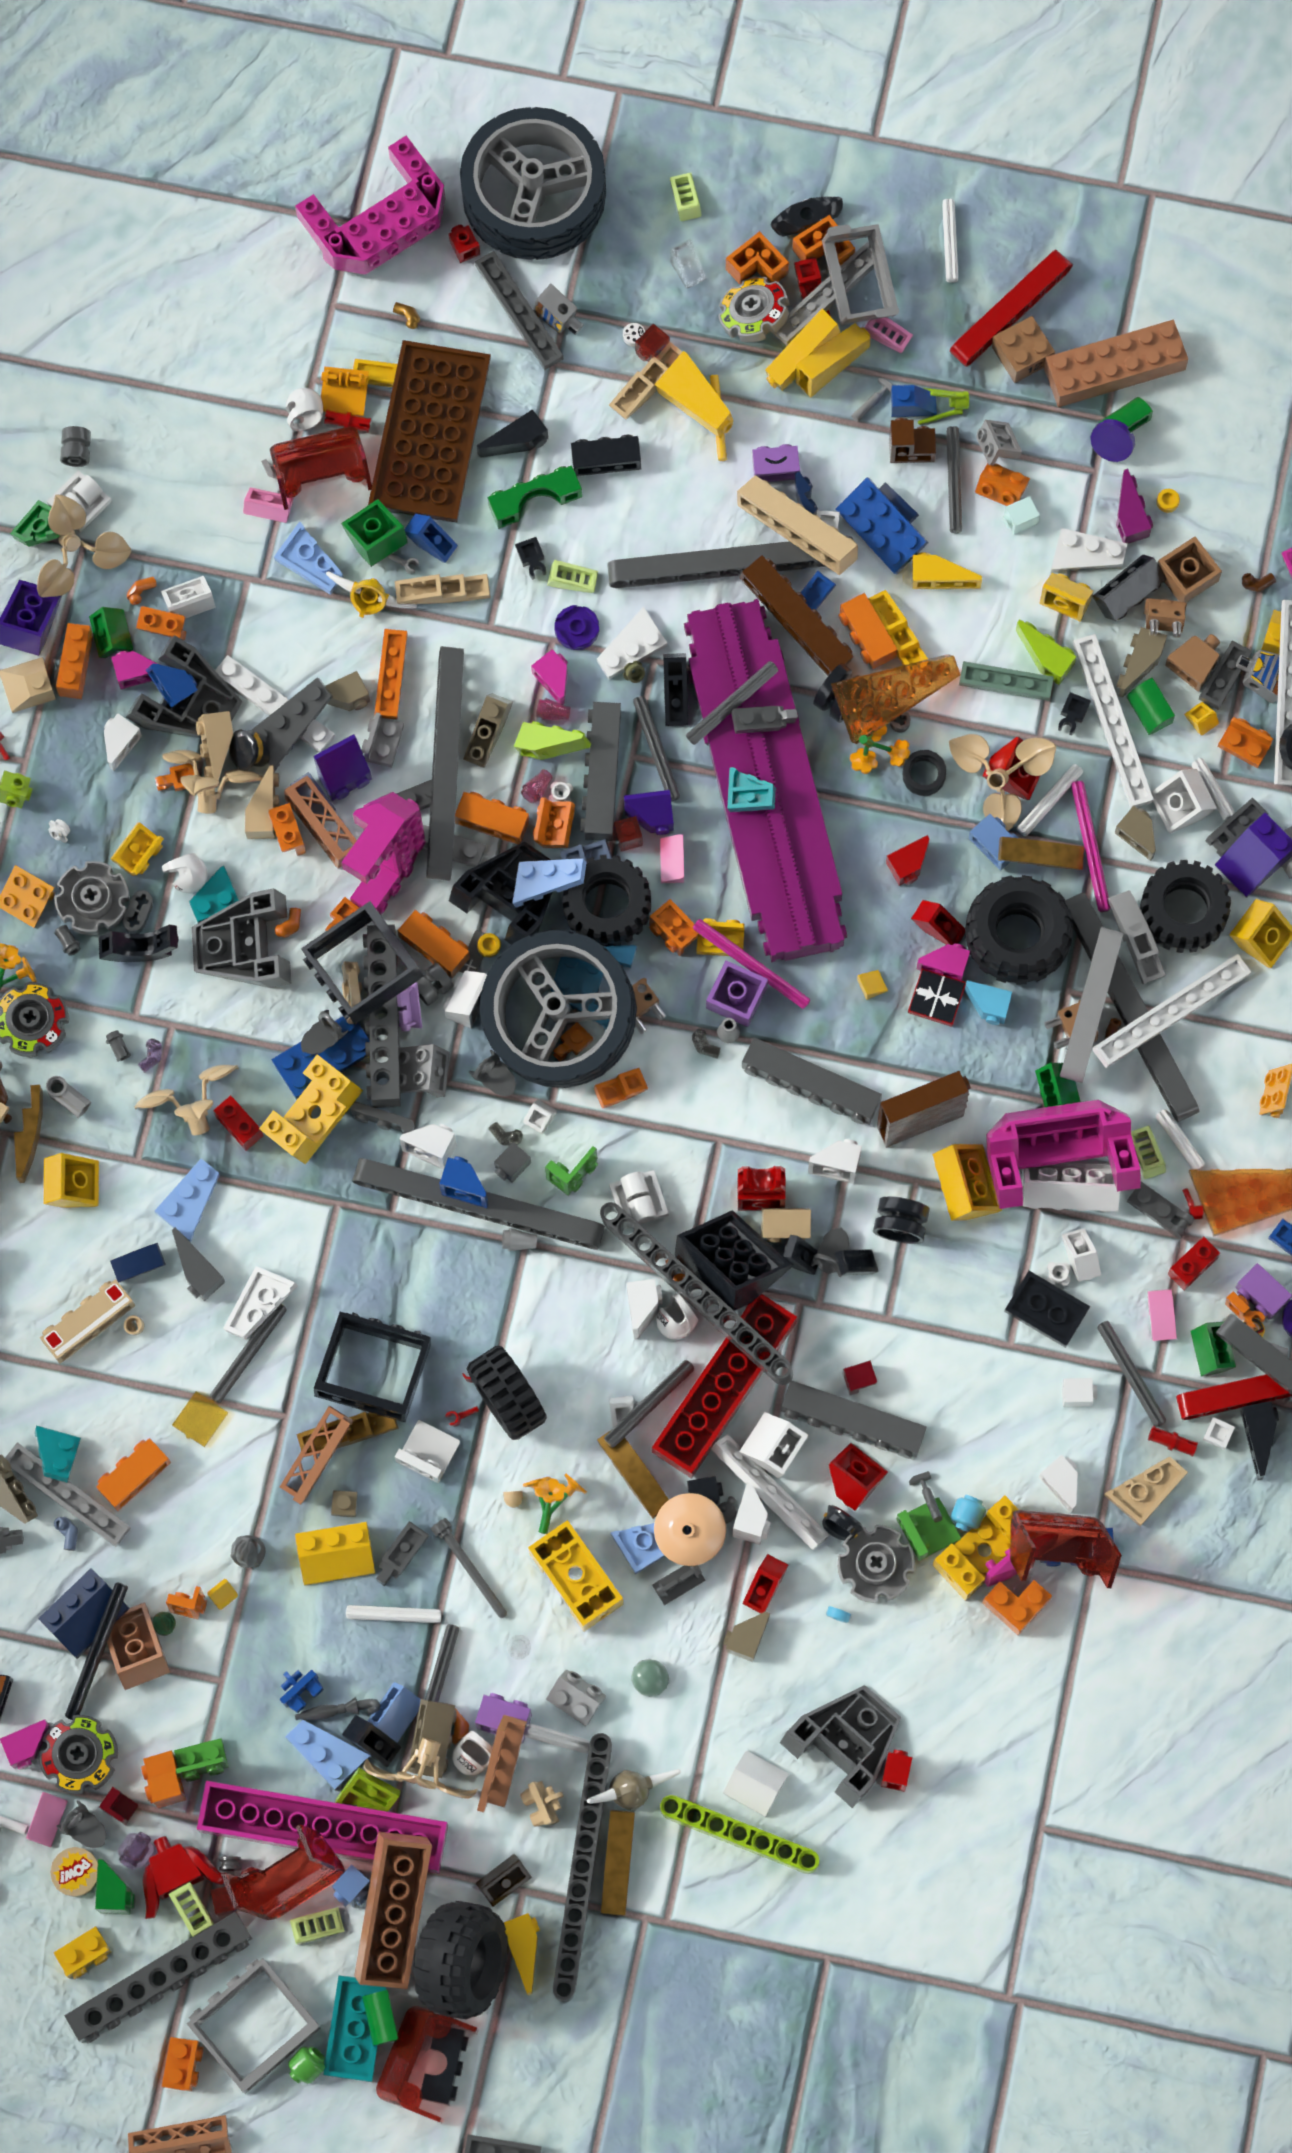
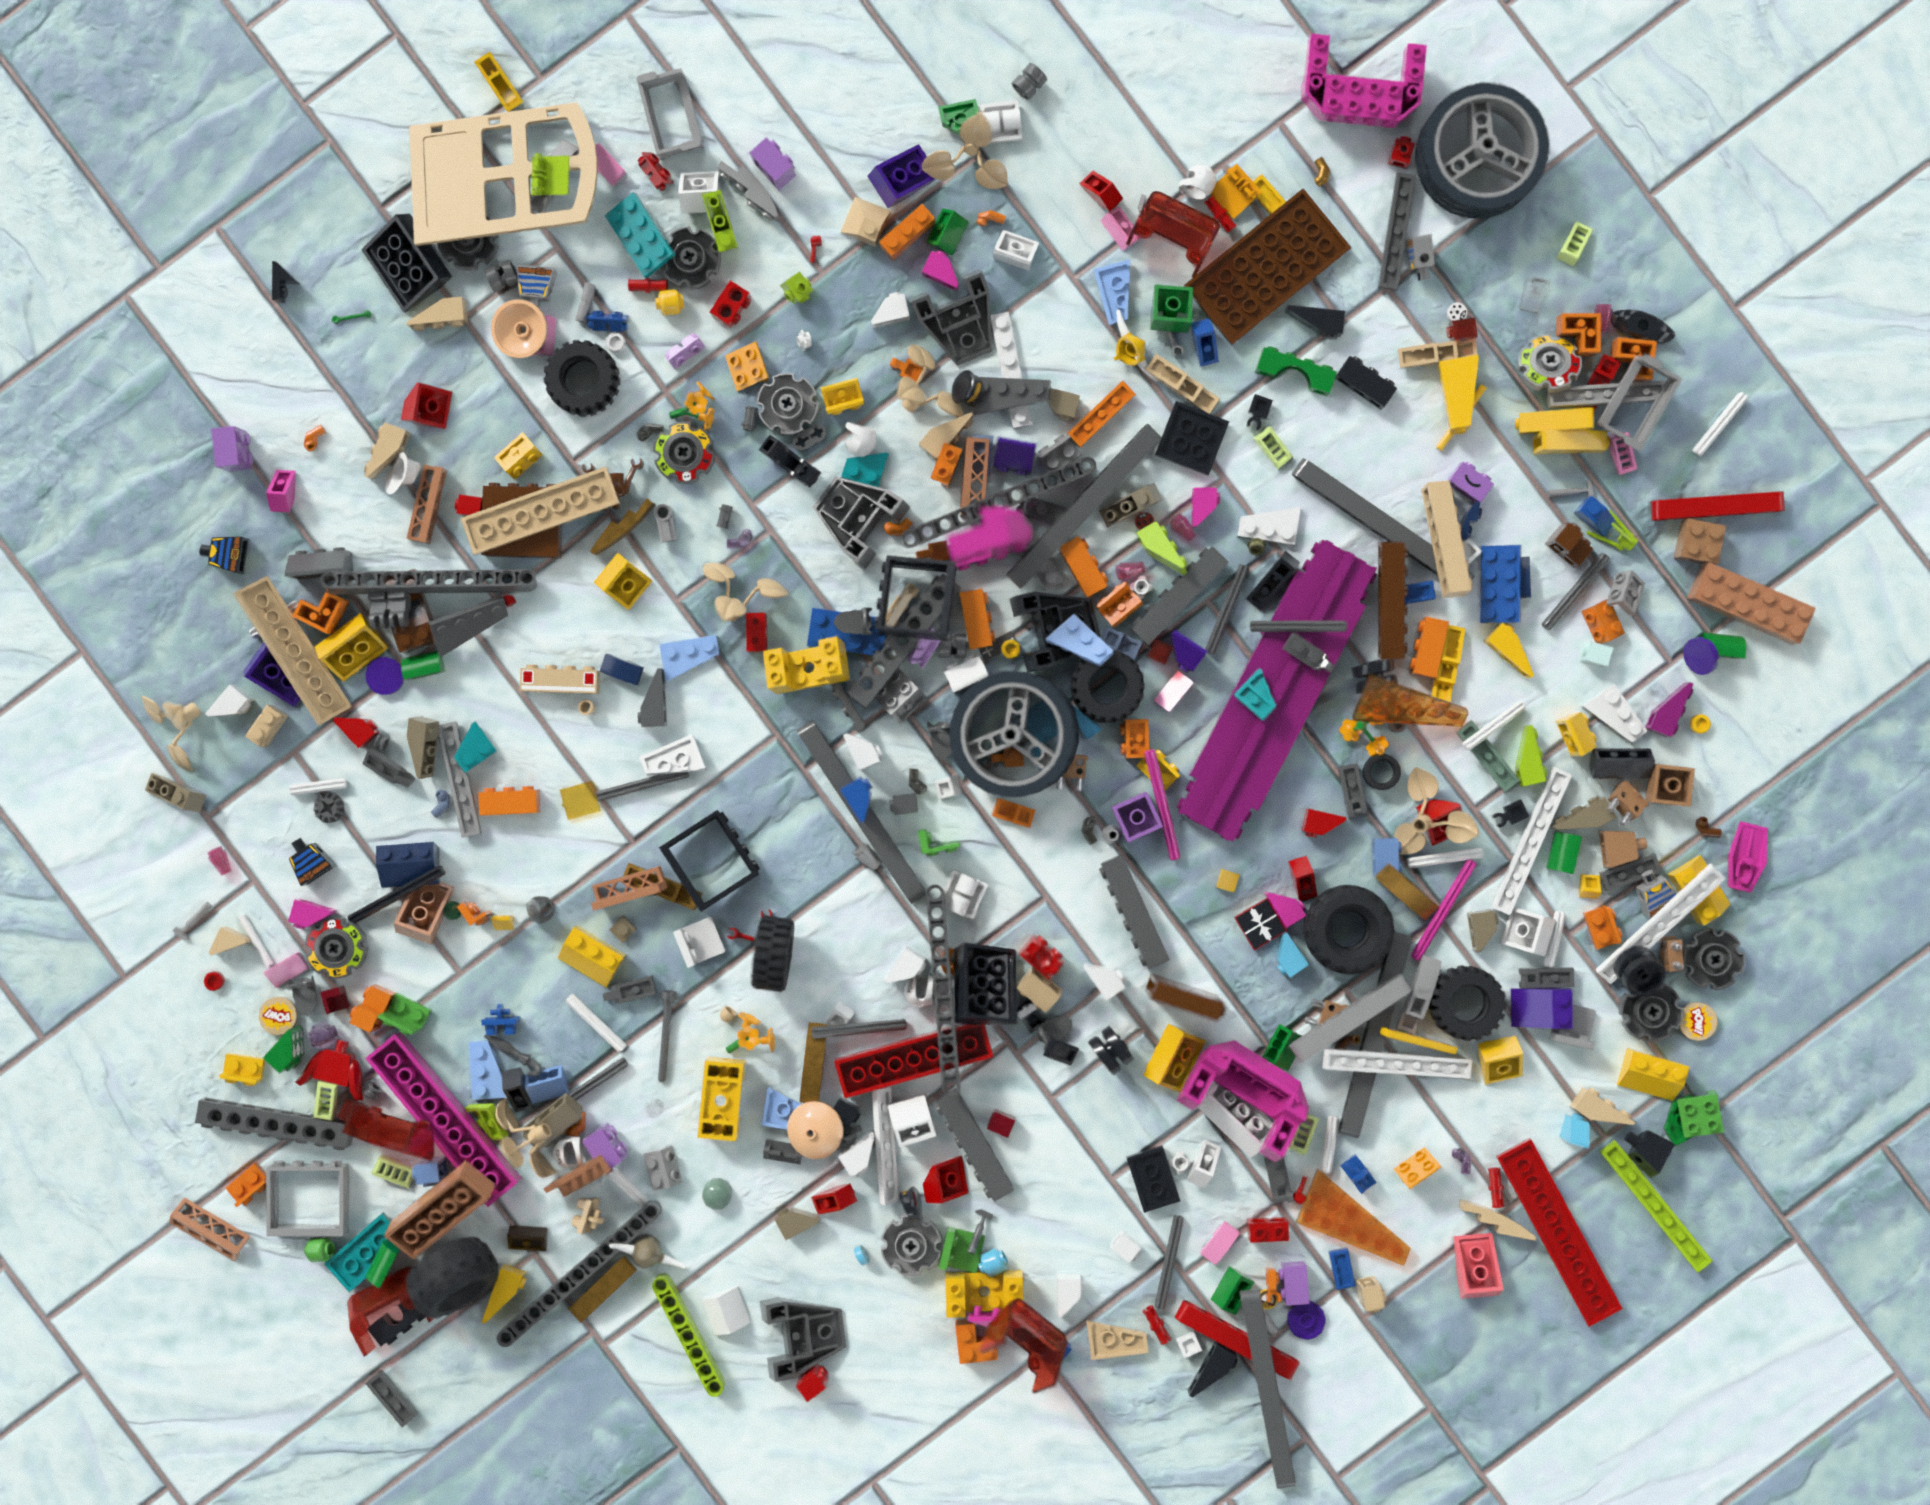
camera: 40 degrees right, 15 degrees up
(161, 622) = (982, 255): orange bracket -> none
(172, 683) = (955, 306): blue slope -> none
(216, 738) = (952, 365): tan slope -> none
(222, 485) = (1101, 190): none -> red slope
(375, 791) = (1008, 501): none -> dark grey beam
(492, 628) = (1192, 438): none -> black plate
(510, 733) = (1143, 520): none -> clear red tile
(576, 627) = (1246, 483): dark purple tile -> none
(766, 229) = (1606, 313): none -> clear pink cone
(913, 810) = (1352, 790): none -> dark grey plate
(987, 649) = (1493, 726): none -> white axle
(1172, 975) = (1418, 1040): none -> yellow tile
(1229, 1141) = (1358, 1173): none -> blue hips

